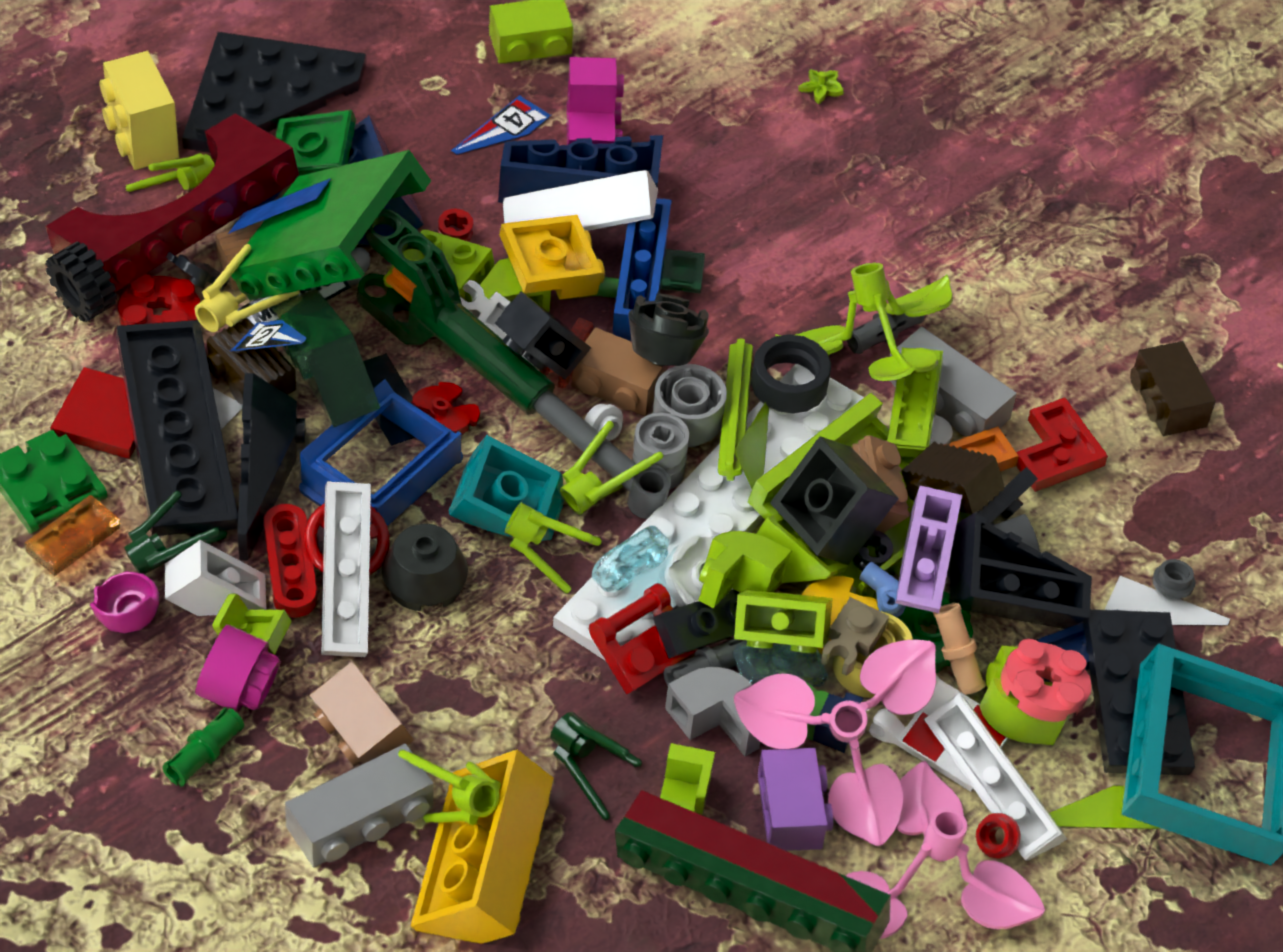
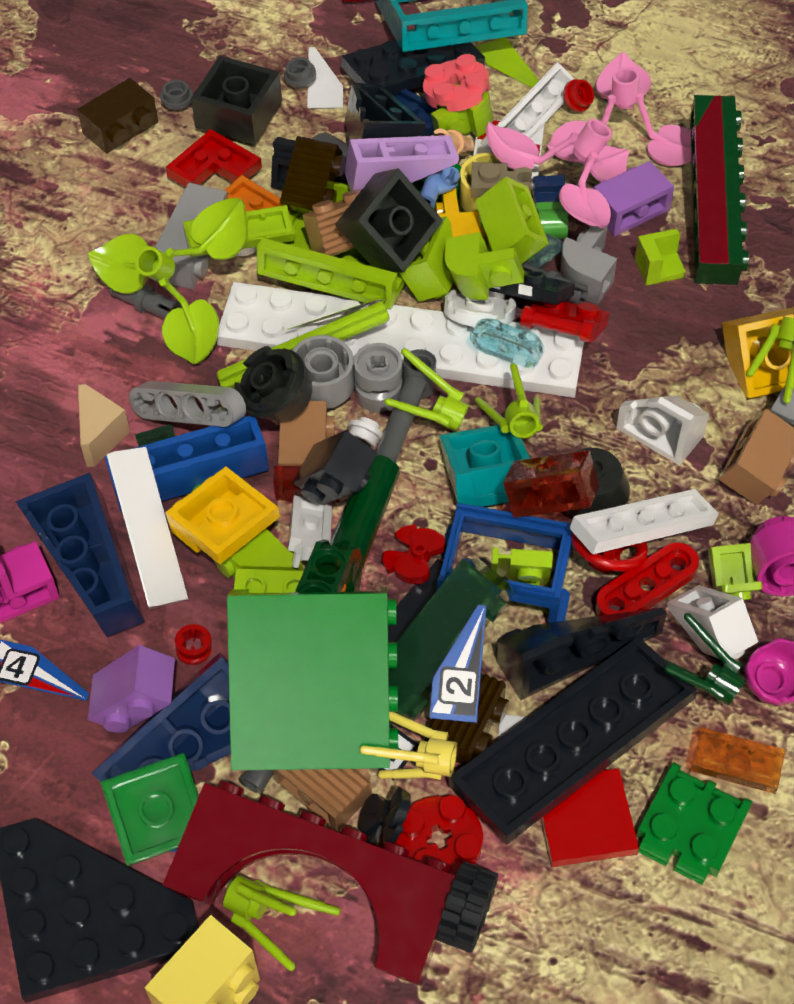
camera: 110 degrees left, 5 degrees up
(280, 205) = (294, 749): blue sticker -> none
(361, 445) = (523, 565): none -> lime plate
(419, 487) = (551, 484): none -> clear red brick
(430, 150) = (131, 689): none -> medium lavender brick
(452, 655) = (664, 425): none -> white slope
(579, 739) = (671, 333): dark green plant -> none
(704, 280) = (187, 410): none -> light grey beam
(737, 235) = (101, 424): none -> tan slope
(794, 350) = (252, 295): black tyre -> none
(1138, 488) = (237, 99): none -> pearl dark grey brick
(1190, 455) = (176, 95): none -> dark grey plate

